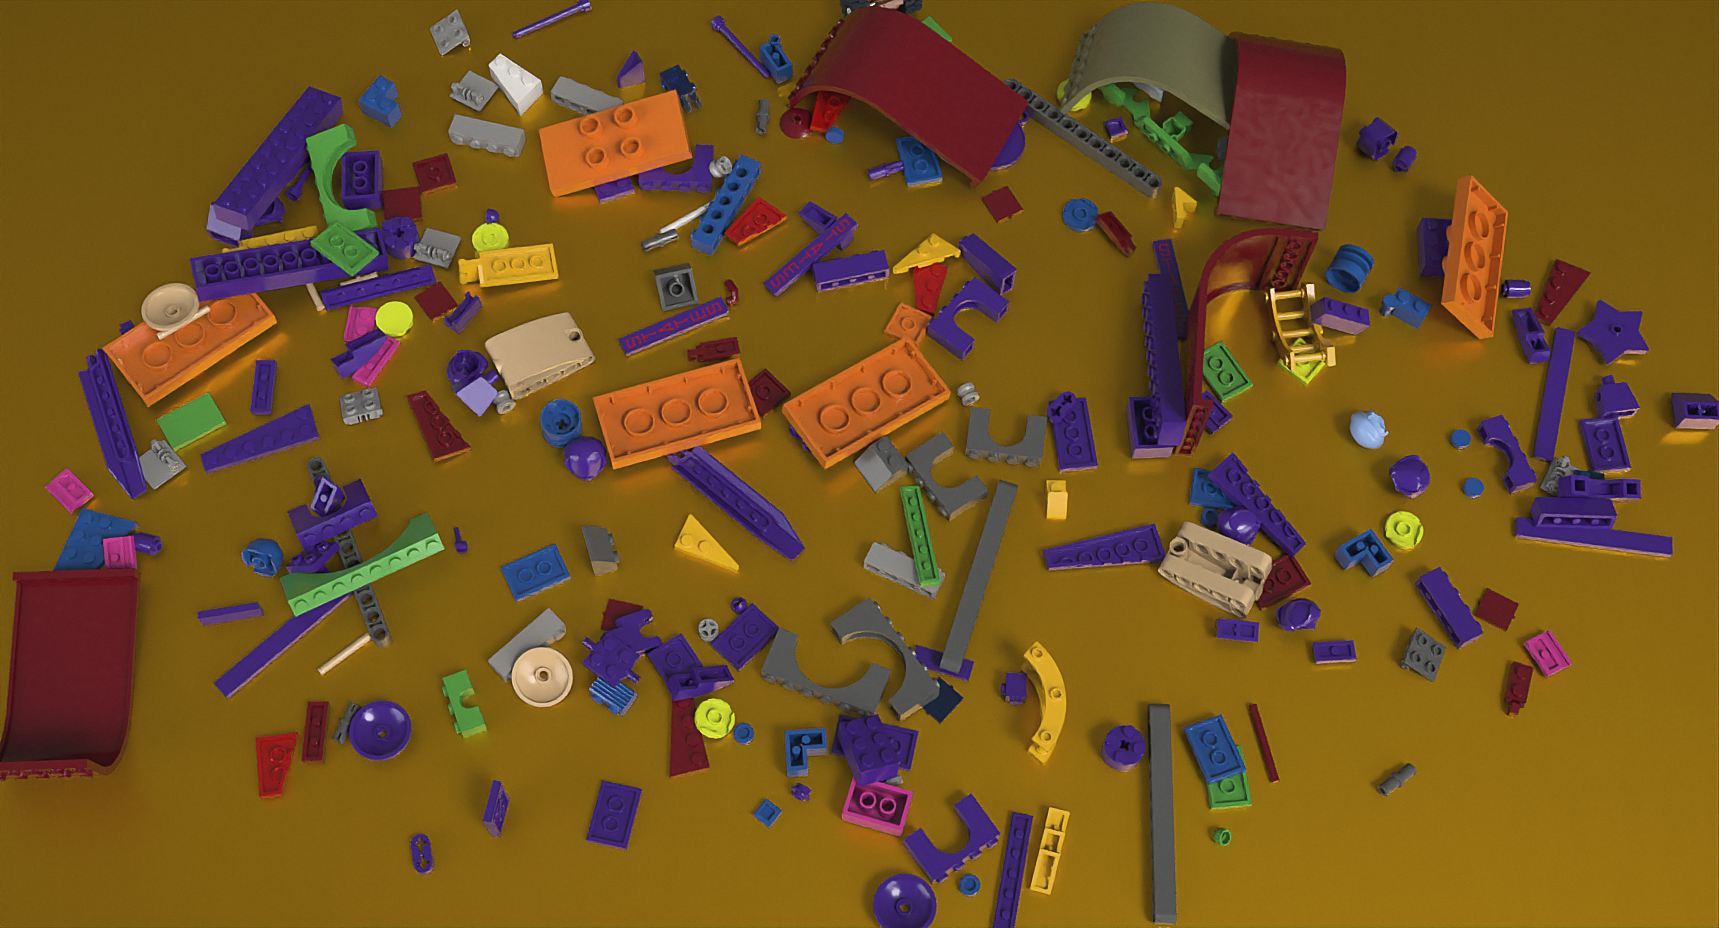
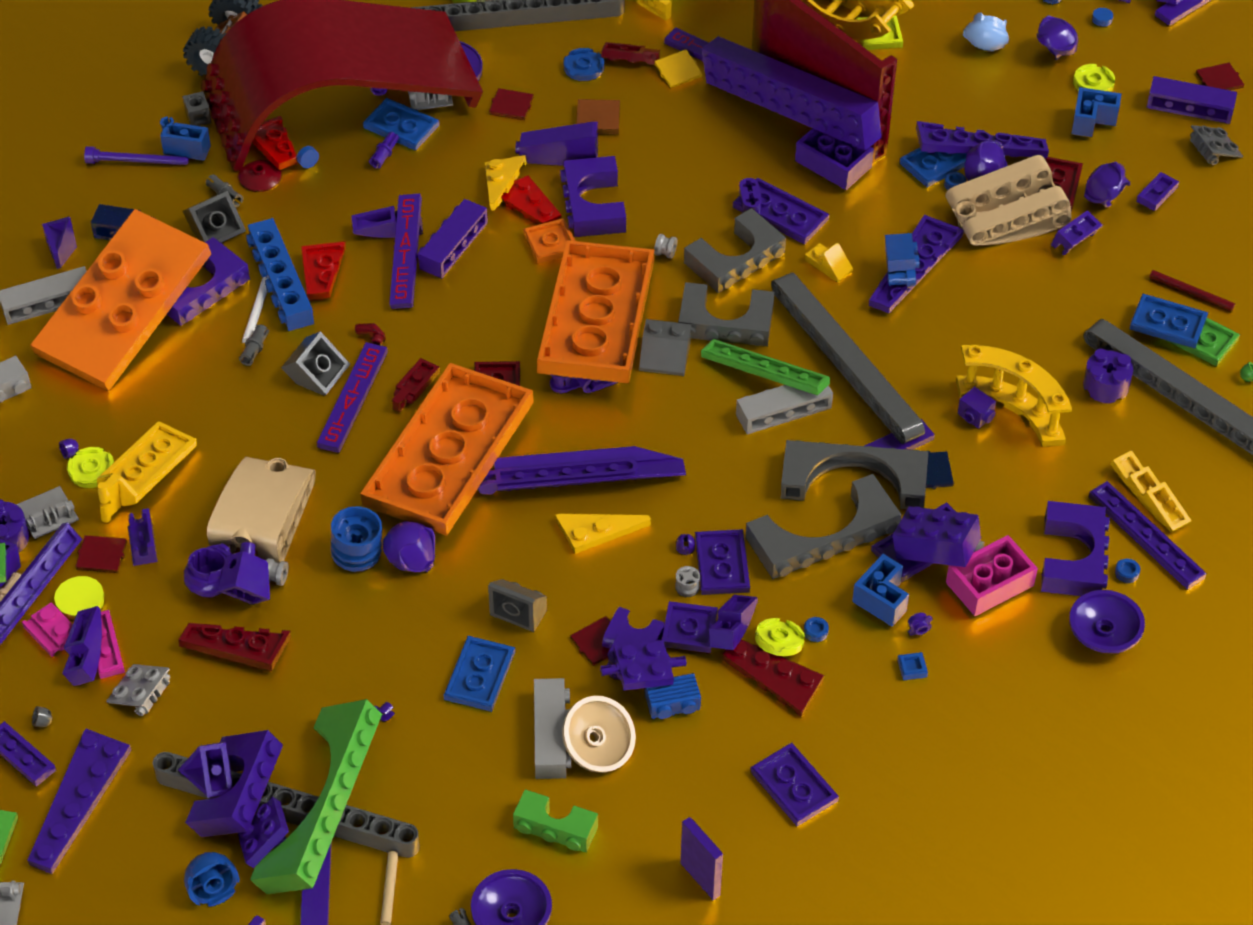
camera: 45 degrees left, 15 degrees down
(297, 375) = (41, 717): none -> dark grey hinge
(614, 189) = (158, 342): dark purple plate -> none
(720, 167) = (242, 246): light grey wheel -> none
(732, 132) = (215, 218): none -> dark grey slope
(805, 46) = (197, 109): none -> dark grey brick
(1042, 262) = (601, 111): none -> dark orange tile
(1091, 542) = (901, 259): none -> blue hinge
(1134, 270) = (678, 68): none -> yellow piece

